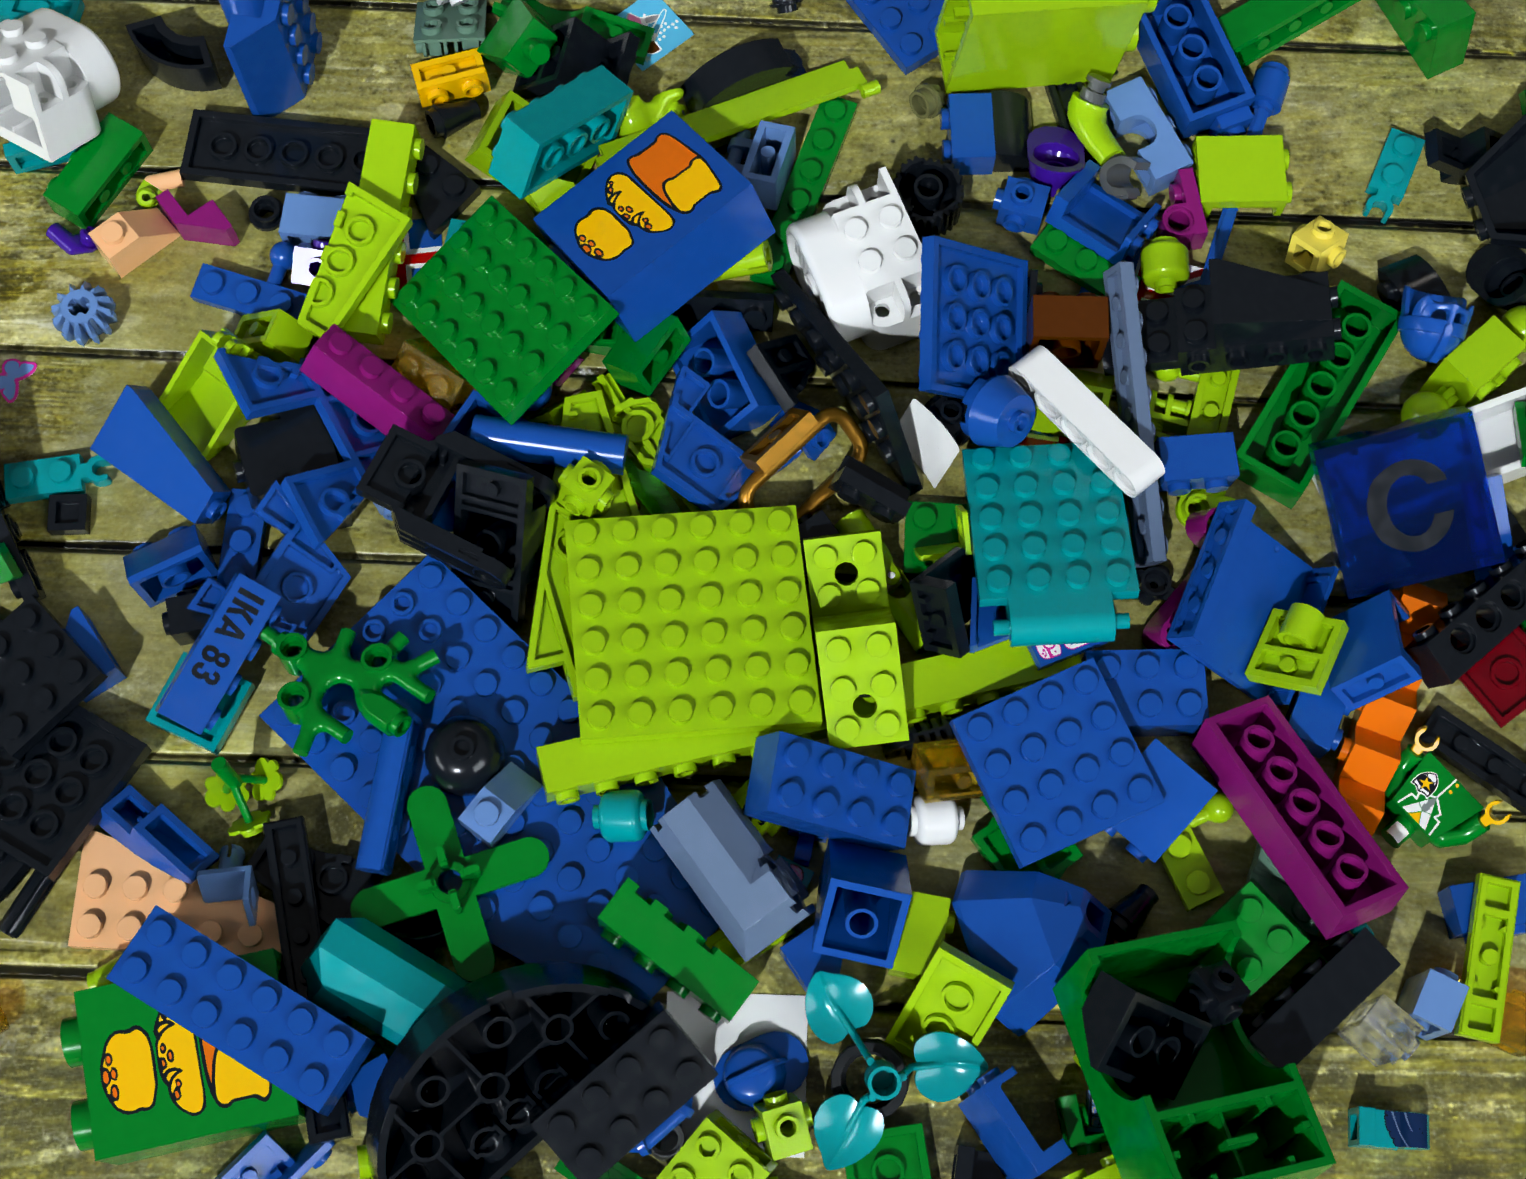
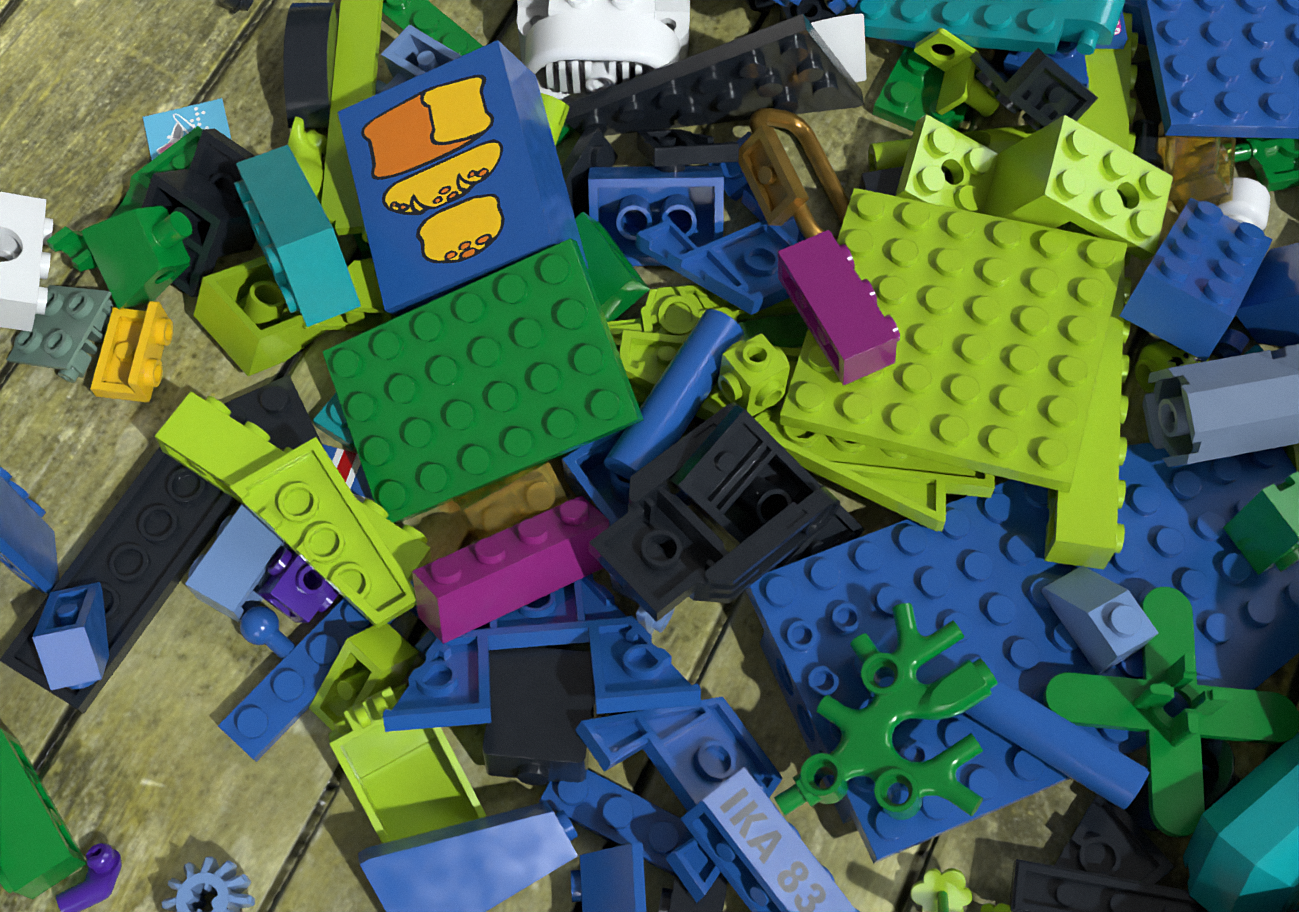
camera: 65 degrees left, 5 degrees down
(132, 238) = (135, 804): light nougat slope -> none
(155, 185) = (74, 750): arm -> none
(202, 225) = (169, 700): magenta slope -> none
(220, 142) = (73, 637): none -> blue slope
(261, 206) = (180, 618): black plate -> none
(450, 117) = (182, 371): black cone -> none
(464, 754) = (1022, 632): black cylinder -> none
(623, 815) = (1154, 490): teal head -> none
(660, 521) = (838, 306): none -> magenta brick
(871, 490) = (857, 125): black bracket -> none

